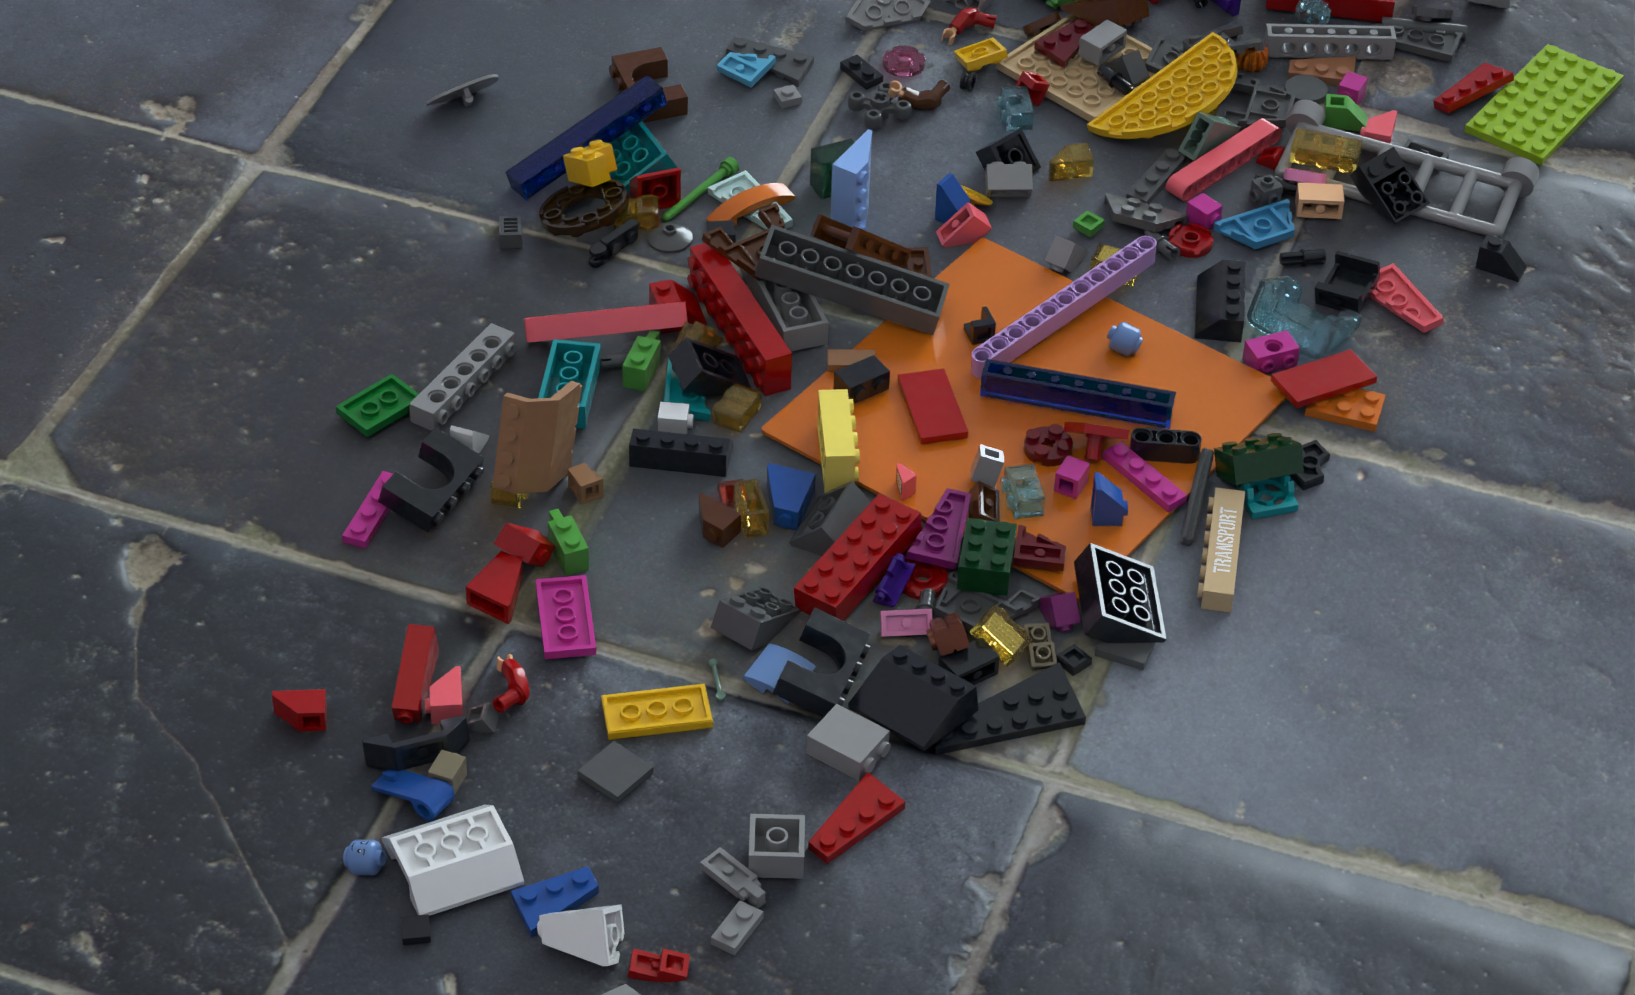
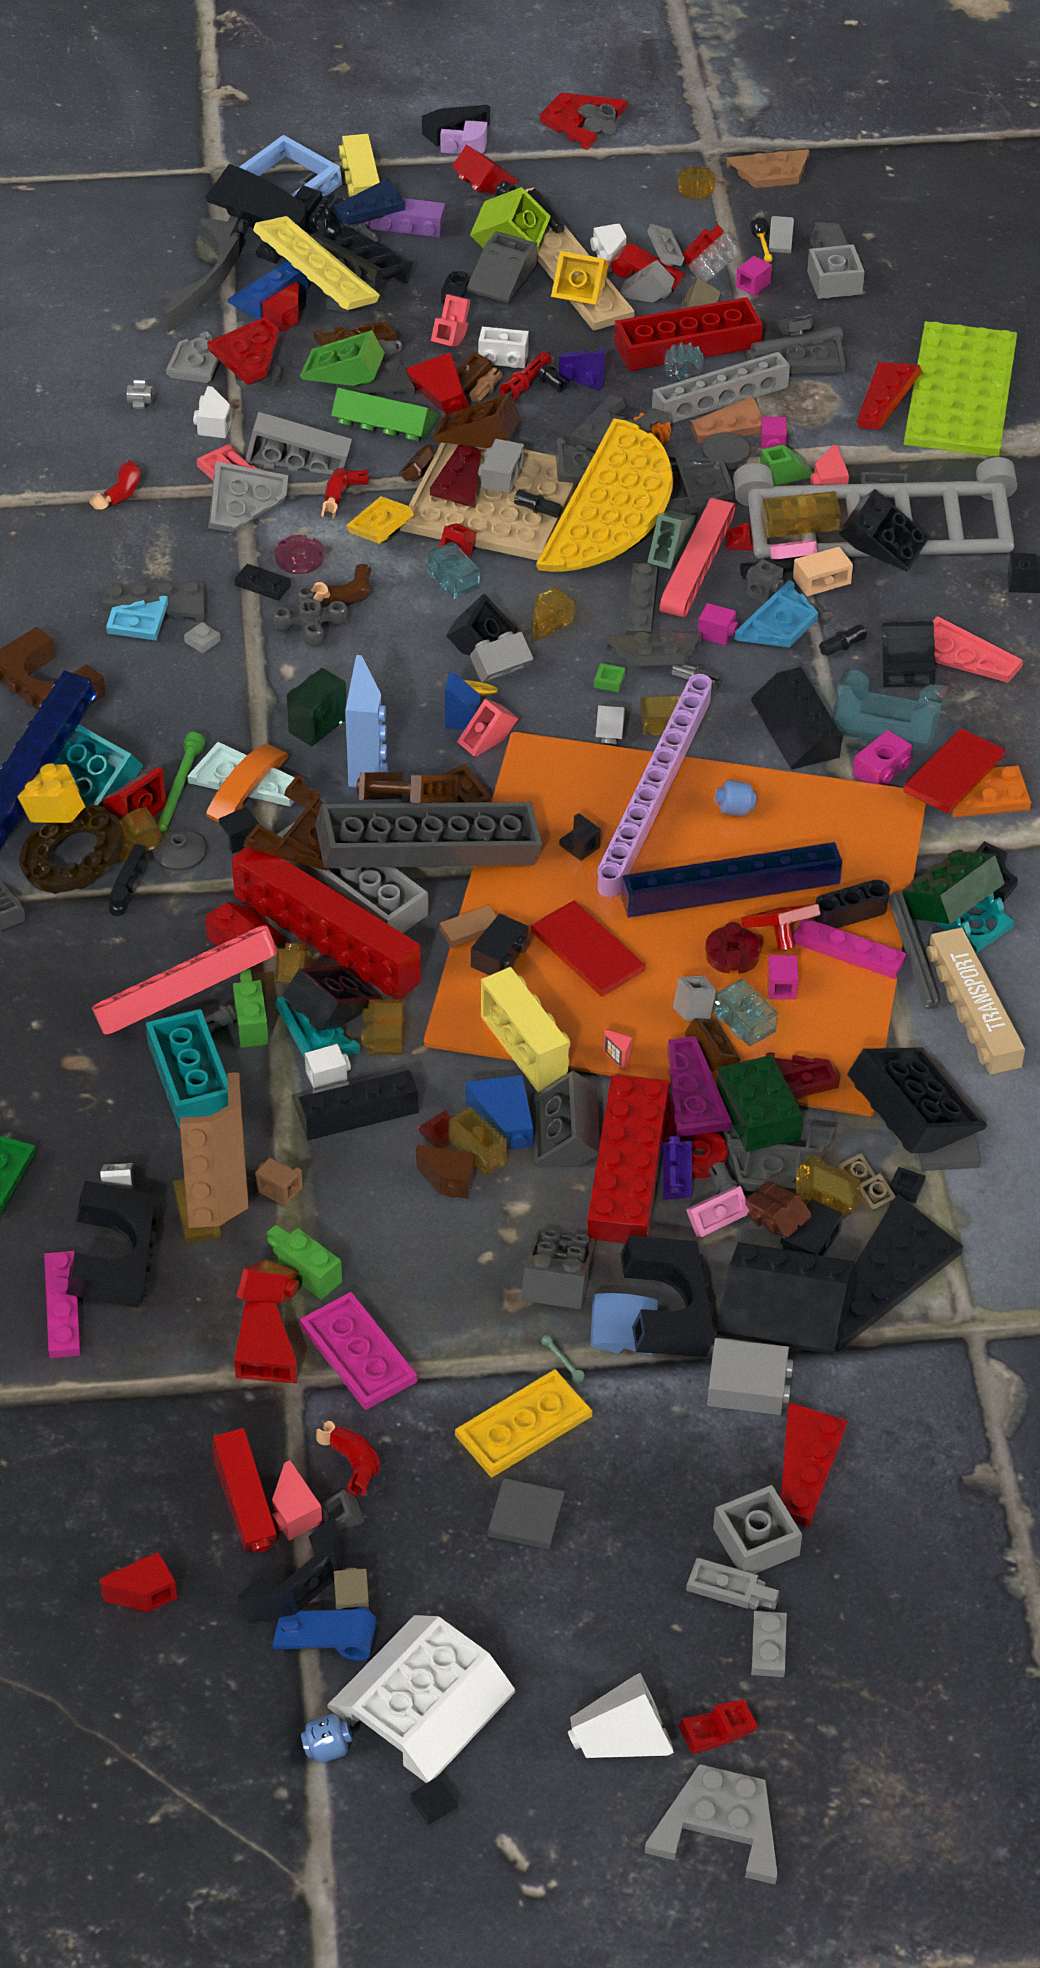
camera: 25 degrees left, 5 degrees up
(462, 377) = (63, 1105): light grey brick -> none
(554, 895) = (555, 1695): blue wing -> none
(967, 80) = (383, 555): black bush -> none
(1060, 610) = (862, 1133): magenta slope -> none
(1107, 503) = (838, 995): blue slope -> none
(1131, 68) = (545, 482): dark grey slope -> none
(1199, 247) = (730, 667): red tile -> none

